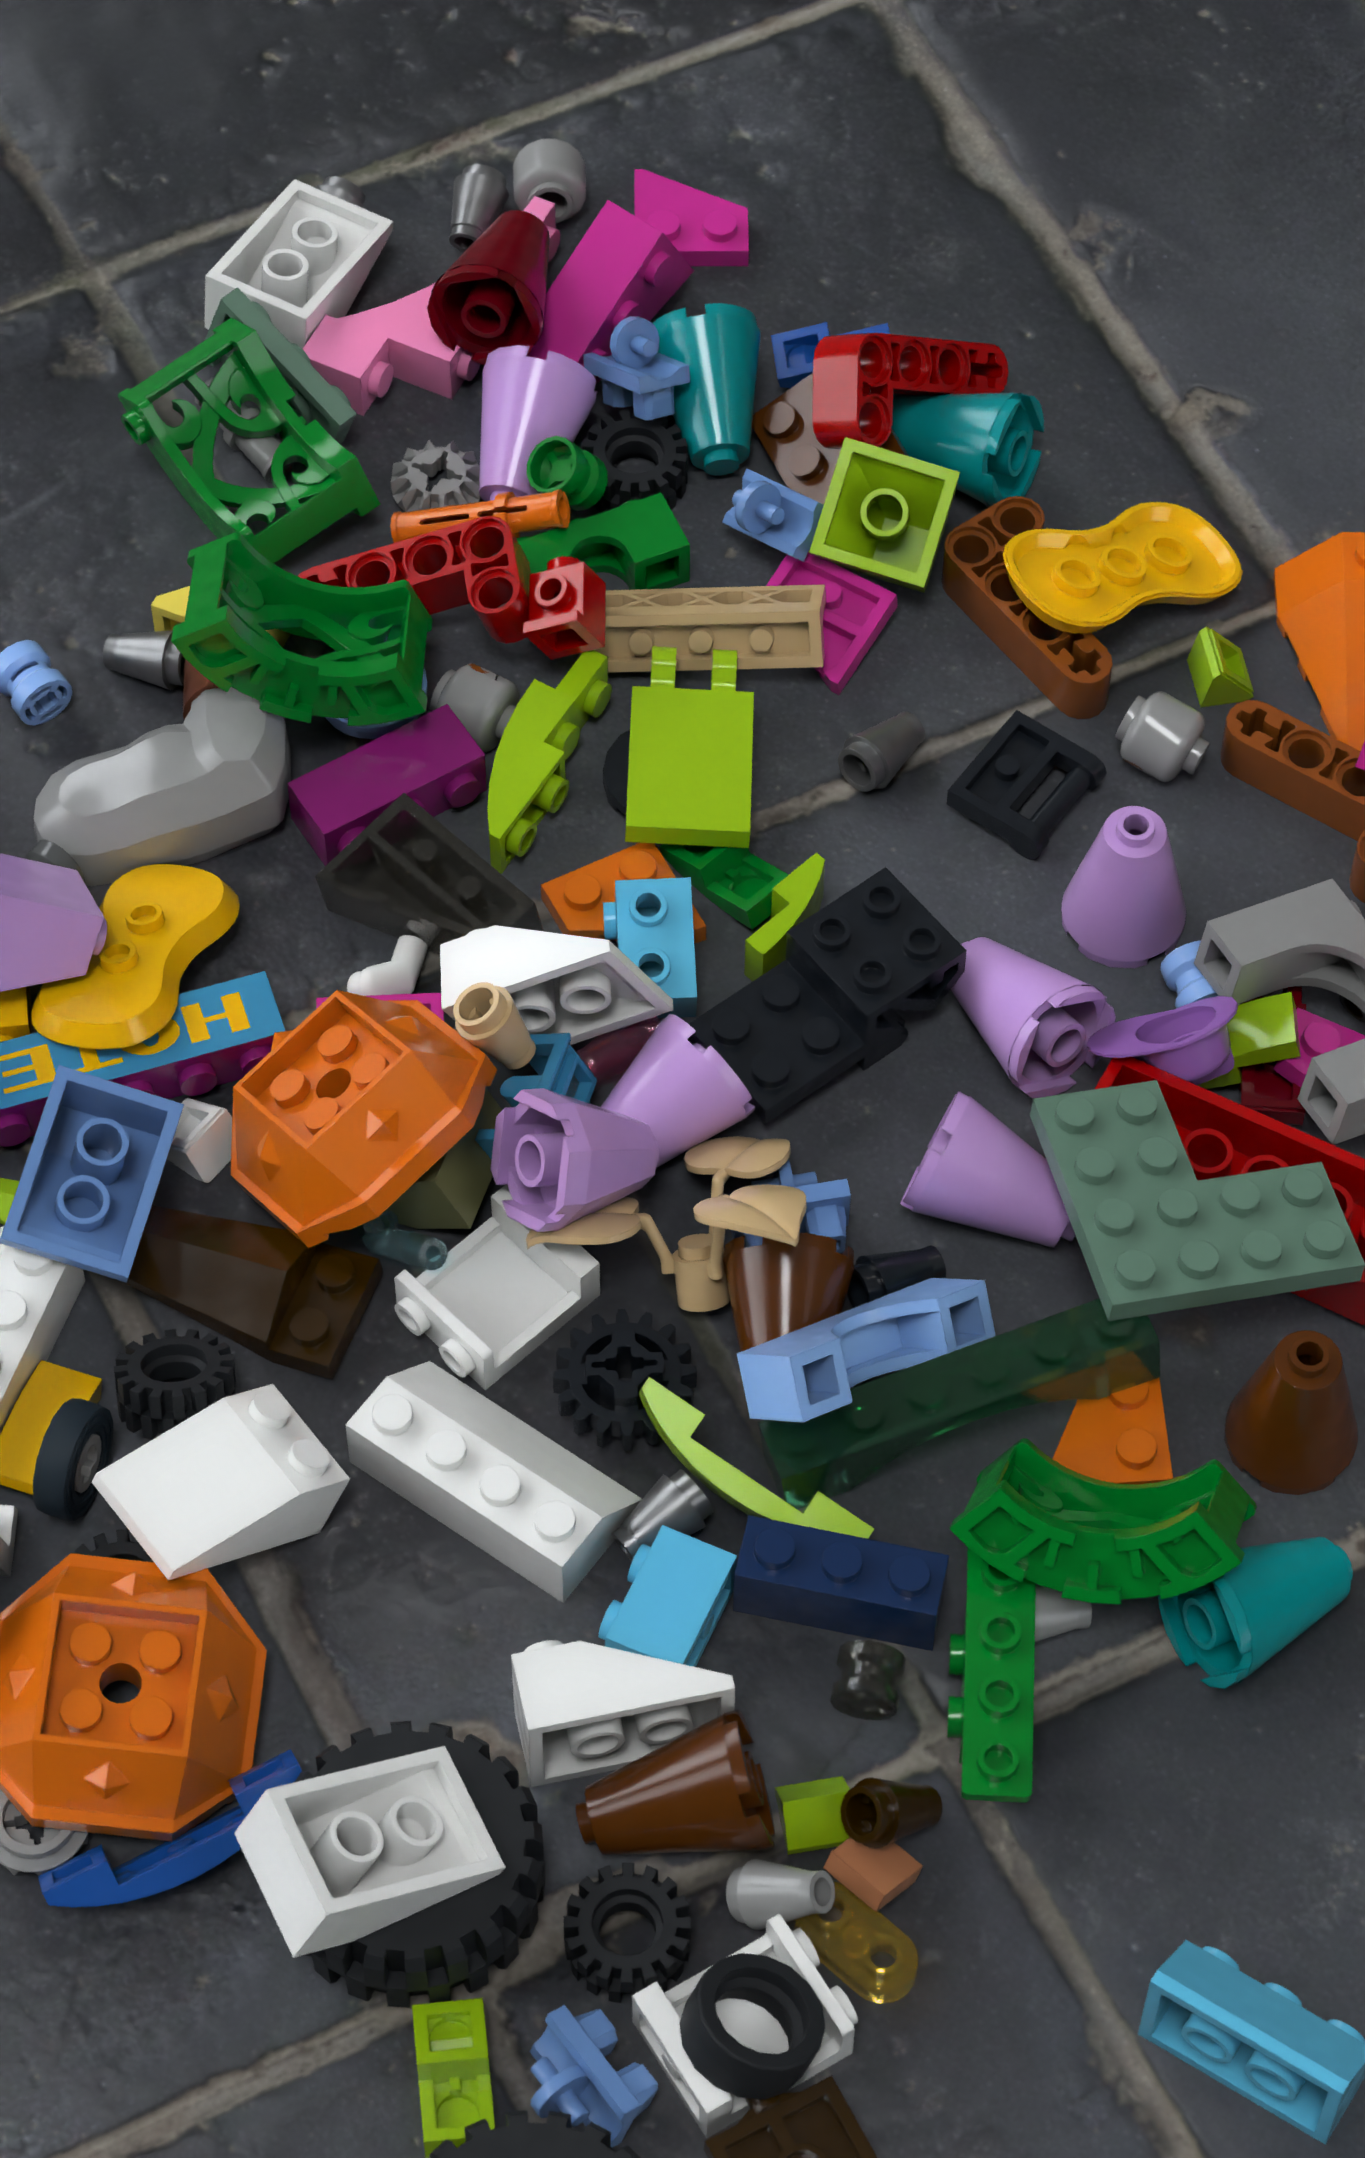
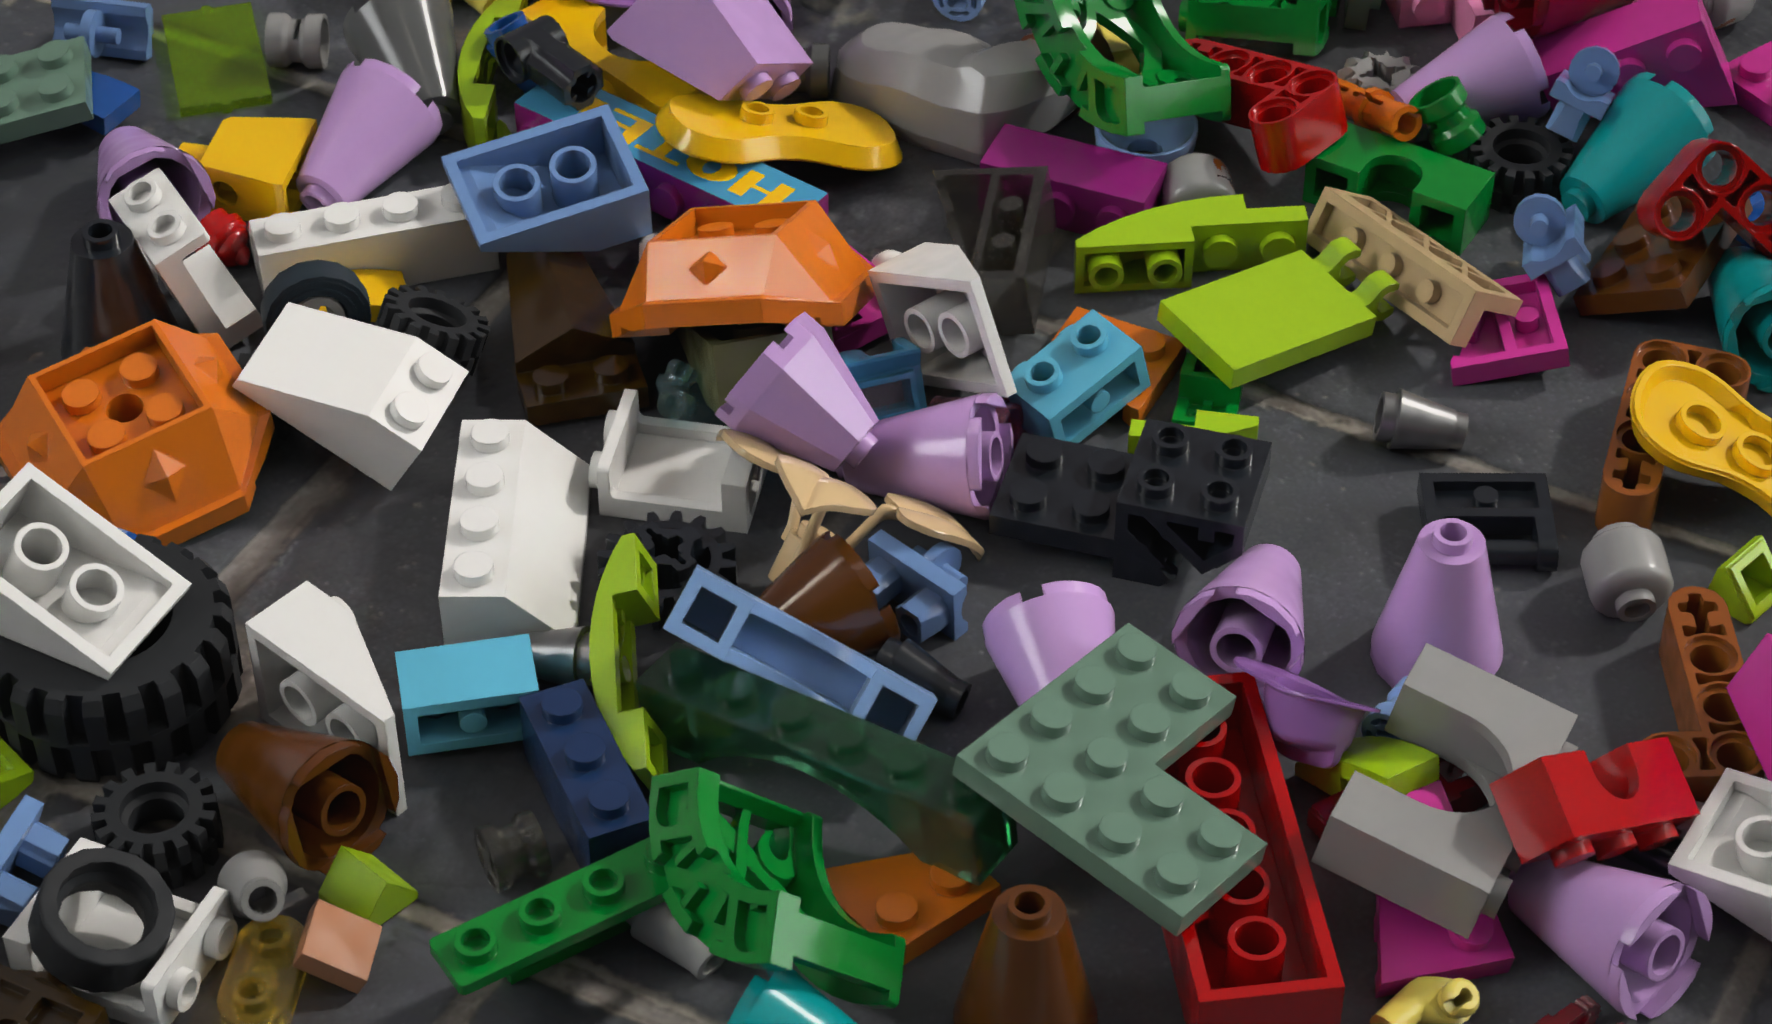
camera: 55 degrees right, 15 degrees down
(493, 1023) = (874, 297): tan cone -> none
(566, 608) = (1313, 165): red brick -> none
(885, 514) = (1617, 288): lime slope -> none
(888, 1810) = (390, 920): dark brown cone -> none

